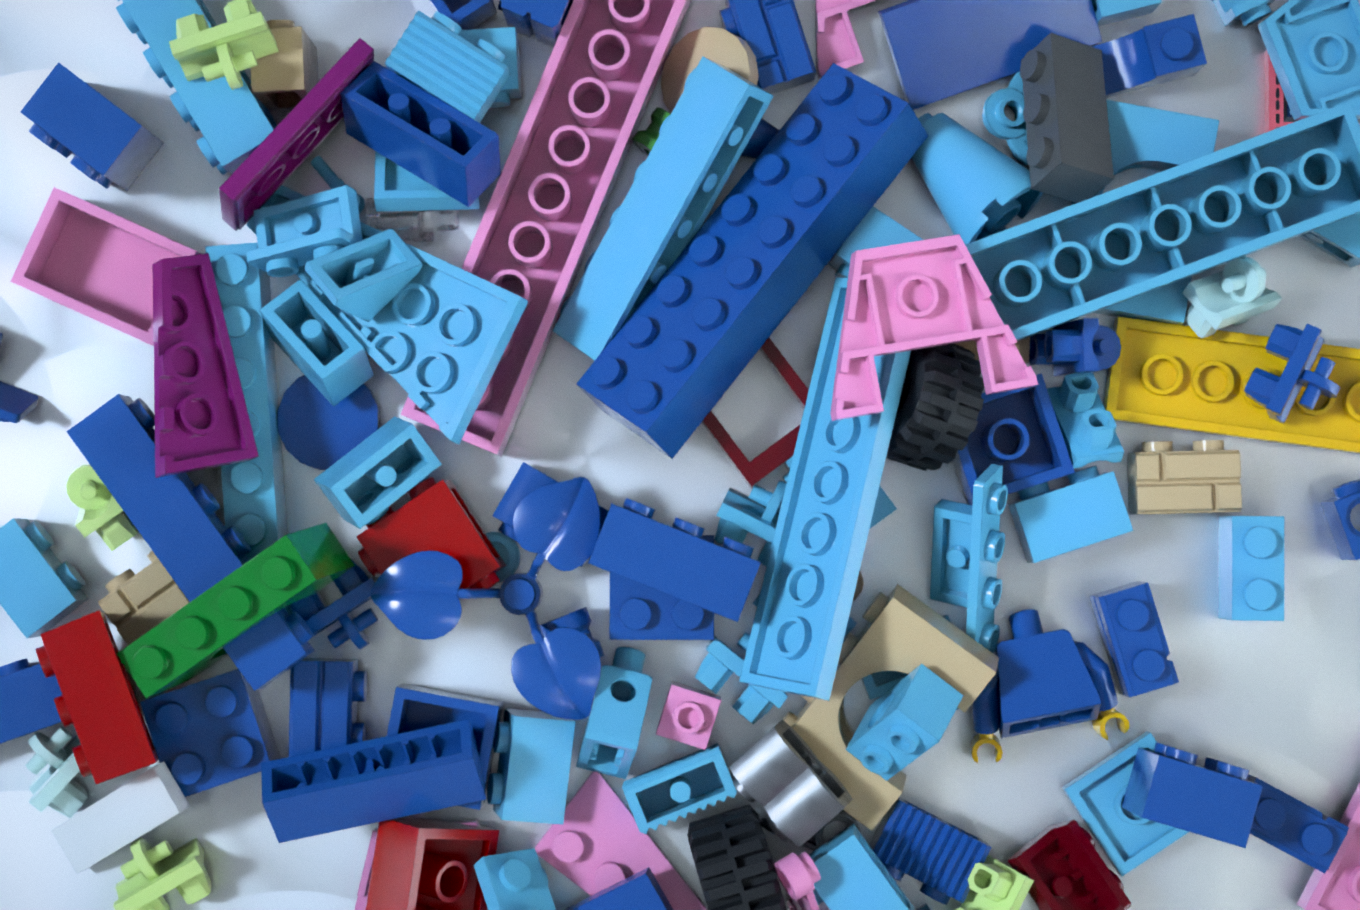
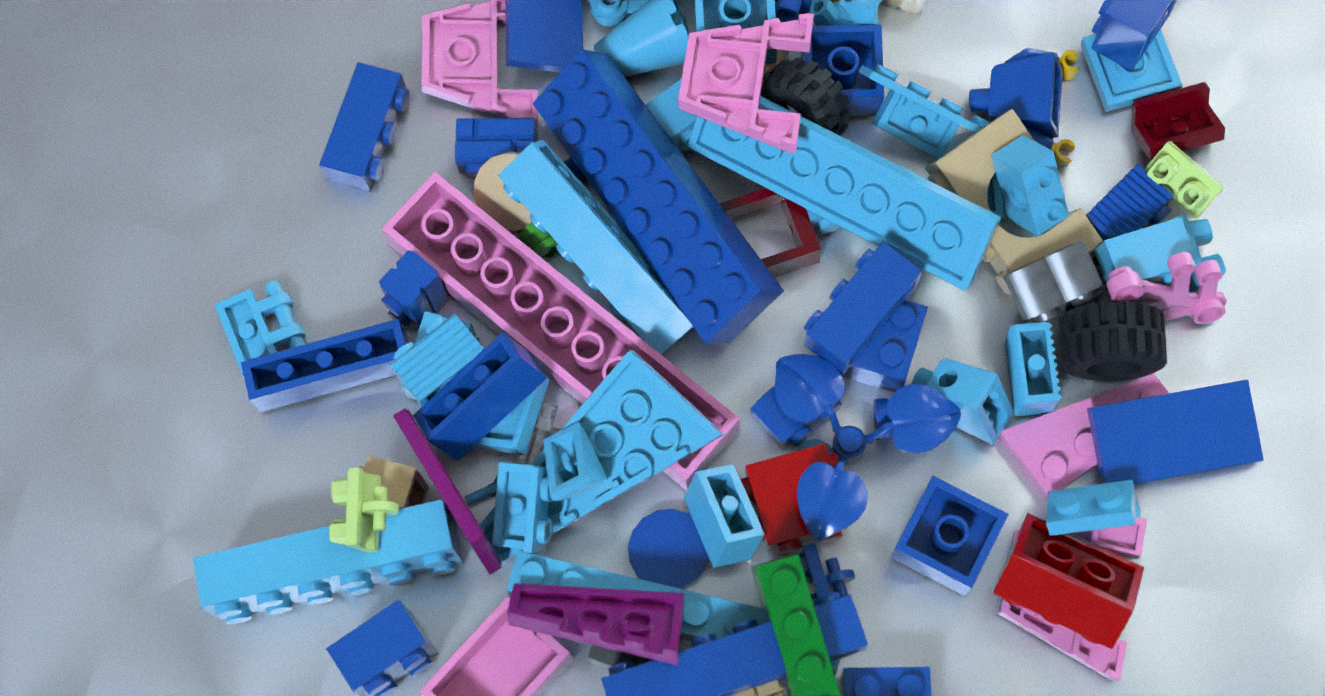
camera: 65 degrees left, 15 degrees down
(317, 342) = (609, 529): medium azure brick -> none
(325, 704) = (899, 620): blue brick -> none
(372, 781) = (964, 582): blue brick -> none
(531, 767) = (986, 470): medium azure brick -> none
(688, 715) = (979, 345): bright pink brick -> none
(721, 664) = (945, 311): medium azure hips -> none
(751, 514) = (848, 251): medium azure hips -> none
(1070, 515) = (911, 42): medium azure brick -> none
(1133, 639) = (1010, 28): blue brick -> none

